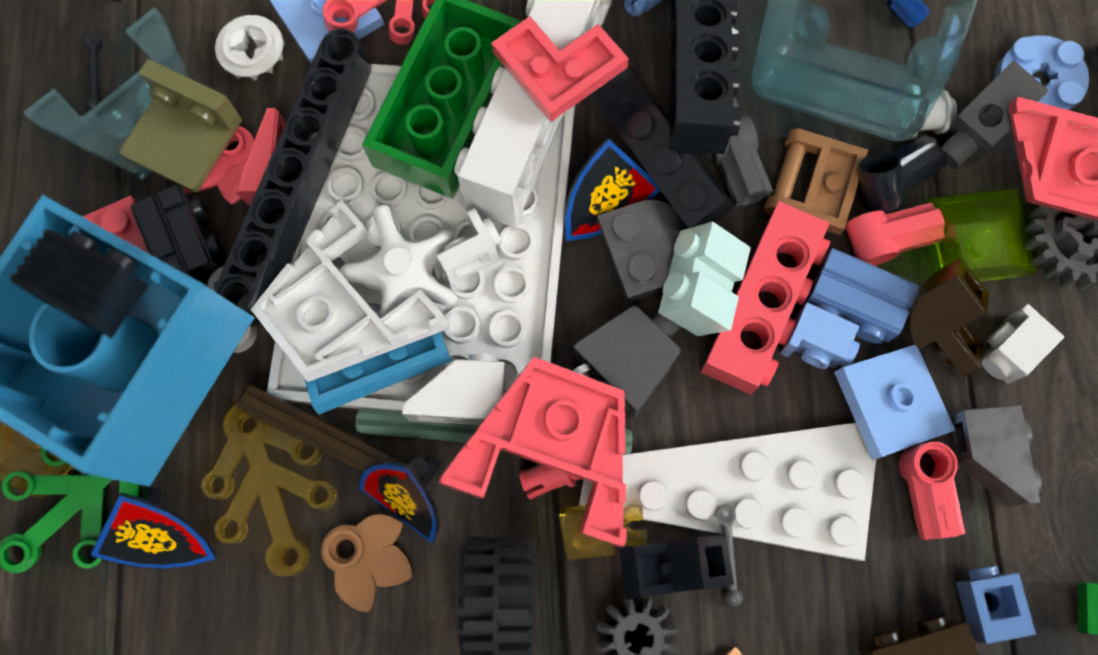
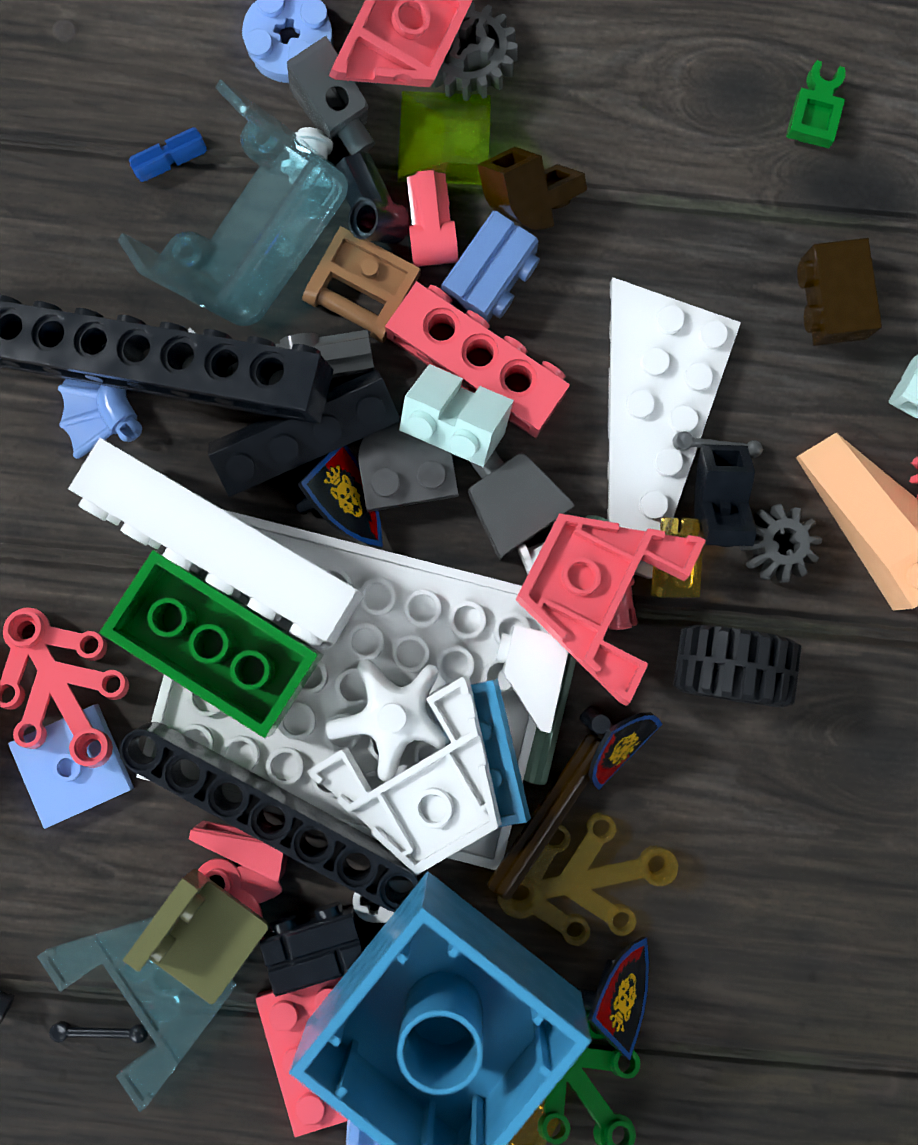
camera: 90 degrees left, 10 degrees up
(81, 281) = (401, 1033): black brick -> none
(234, 41) = (87, 870): white gear -> none
(373, 562) = (675, 784): medium nougat plate -> none
(470, 255) = (391, 650): white bracket -> none
(555, 76) = (241, 521): coral plate -> none
(822, 338) = (527, 313): light blue brick -> none
(894, 401) = (599, 260): light blue plate -> none
(933, 497) = (690, 244): coral piece -> none
(997, 453) = (660, 178): flat silver slope -> none
(1009, 611) = (808, 206): medium blue brick -> none
(1019, 345) = (563, 130): white brick -> none

